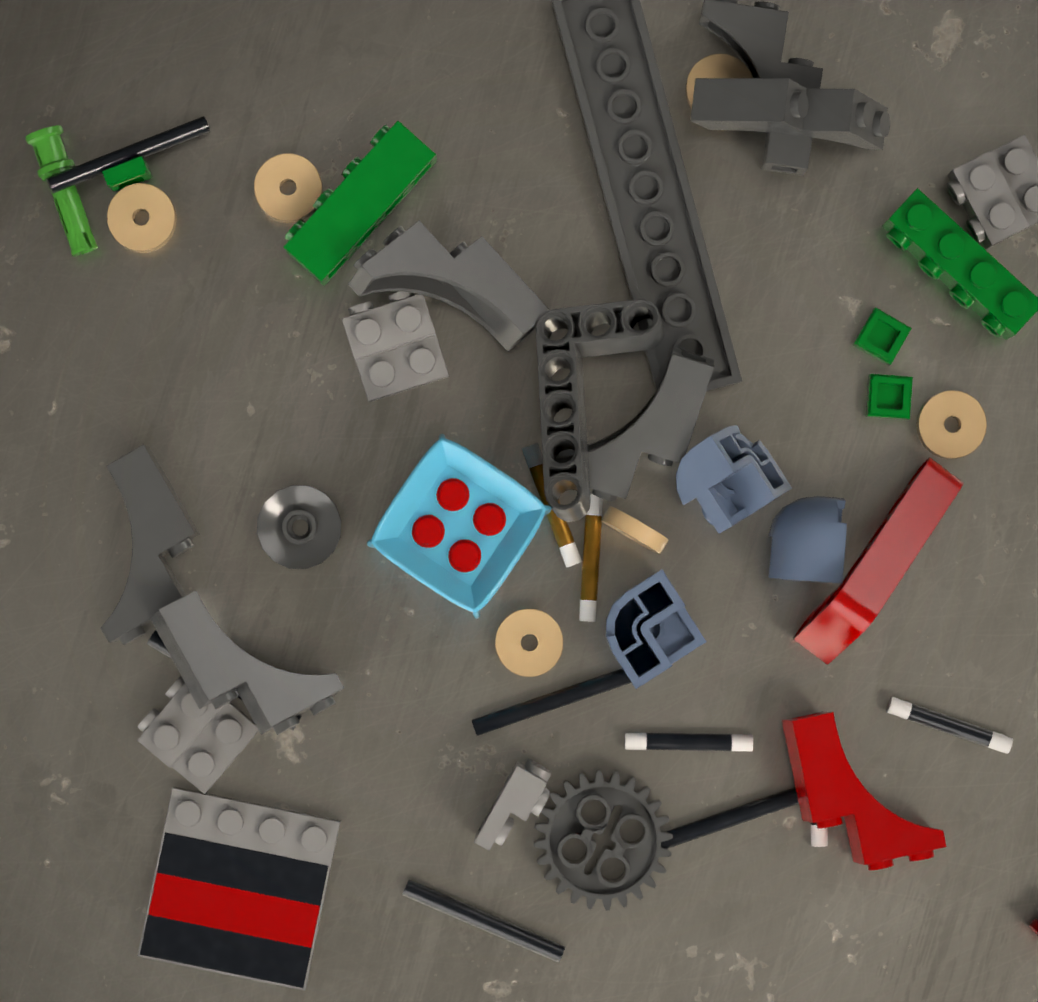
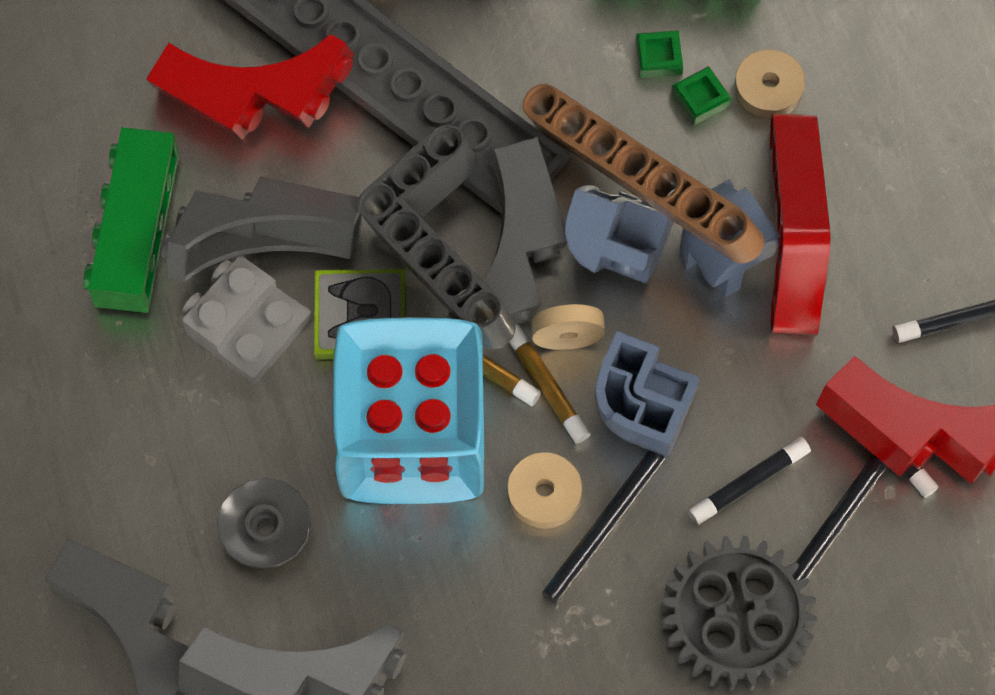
camera: 30 degrees left, 20 degrees down
(277, 172) = (47, 241): tan piece -> none
(486, 400) = (351, 297): none -> tile
(508, 146) = (236, 95): none -> red arch
(520, 795) = (634, 617): light grey plate -> none
(784, 466) = (591, 140): none -> medium nougat beam

